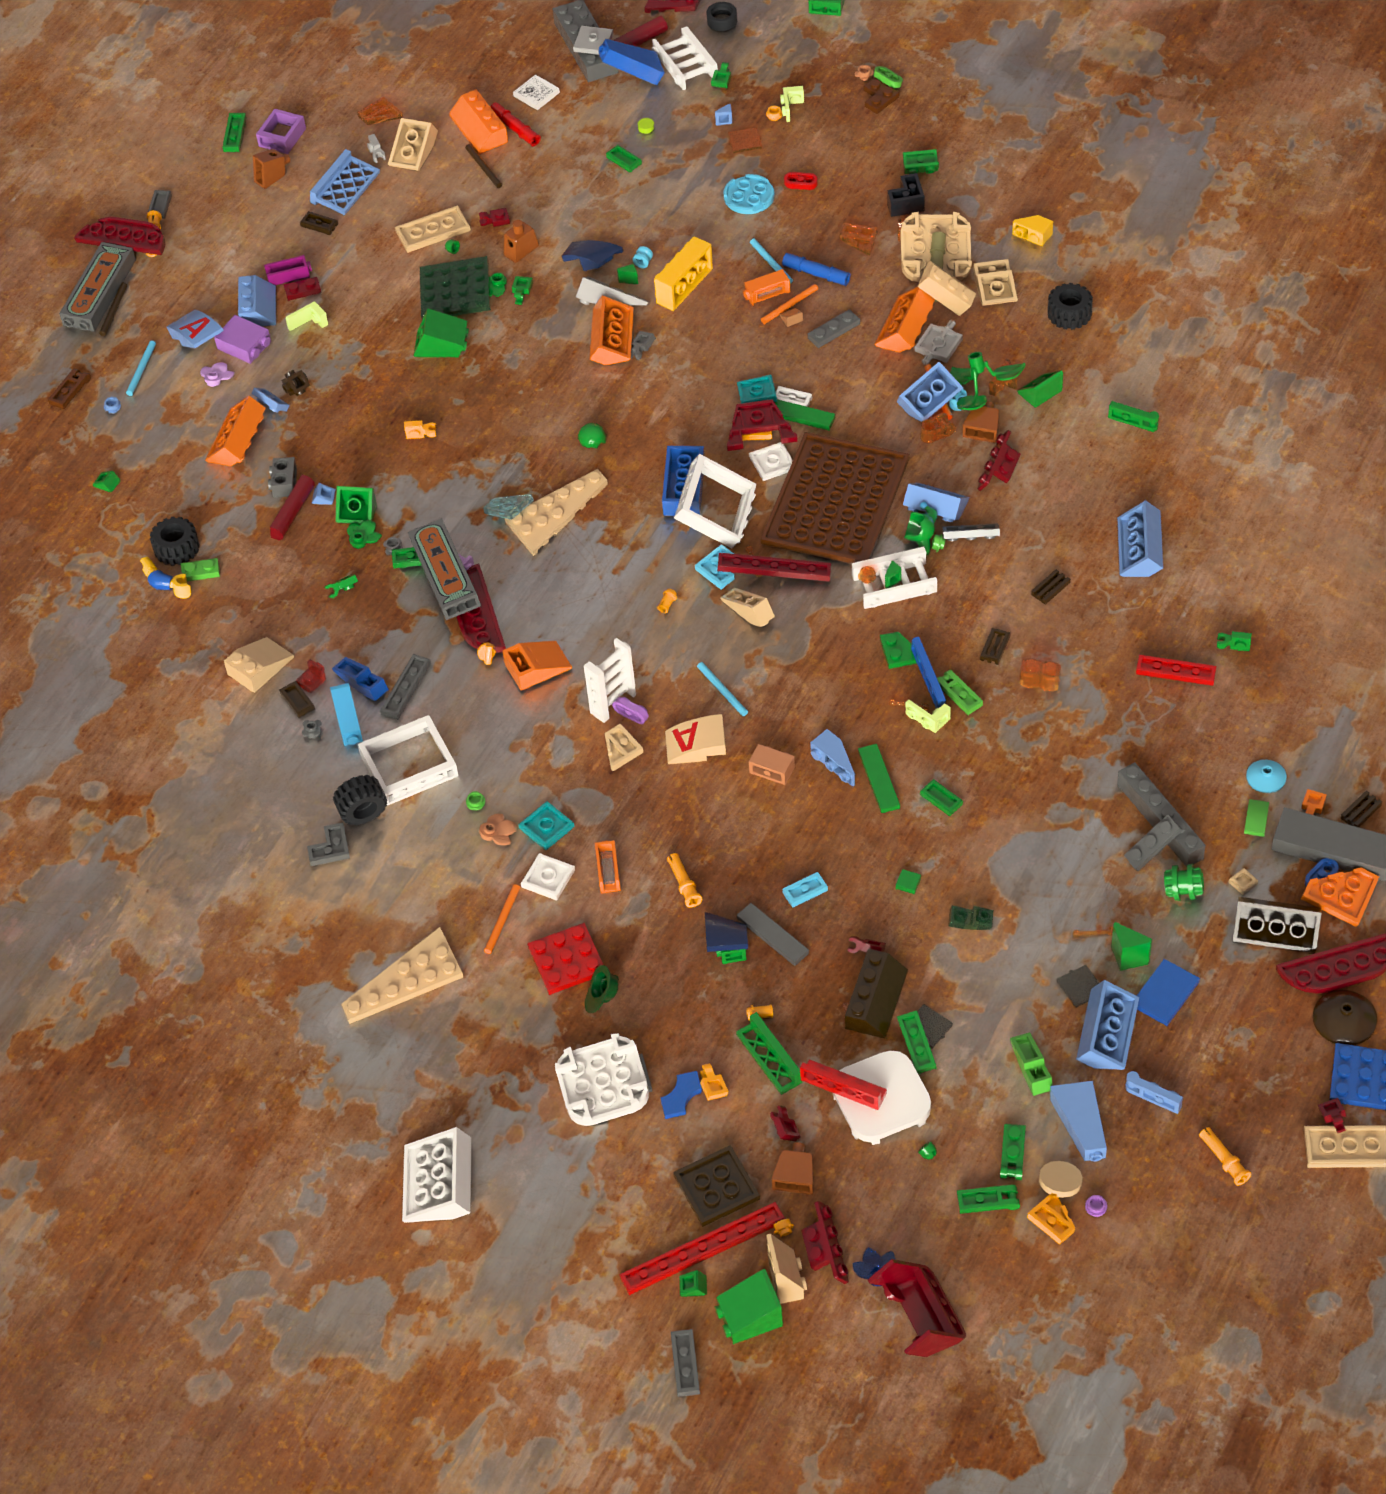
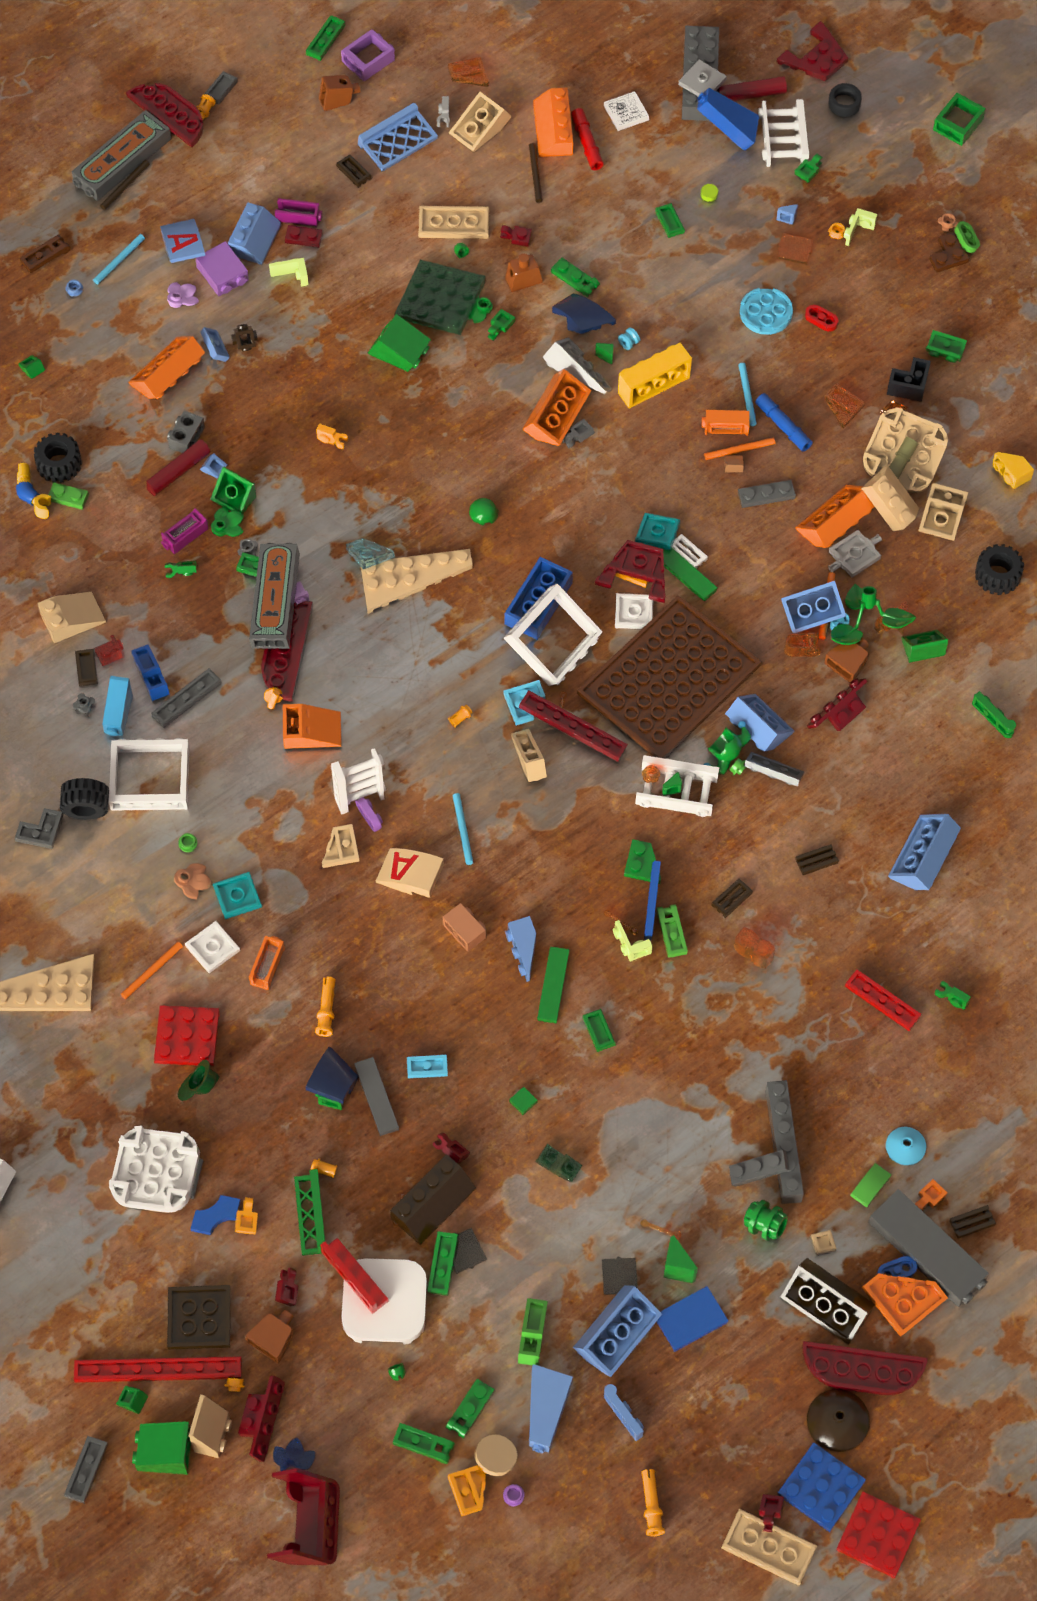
camera: 20 degrees right, 10 degrees up
(327, 554) = (184, 531): none -> magenta window
(566, 230) = (574, 277): none -> green plate

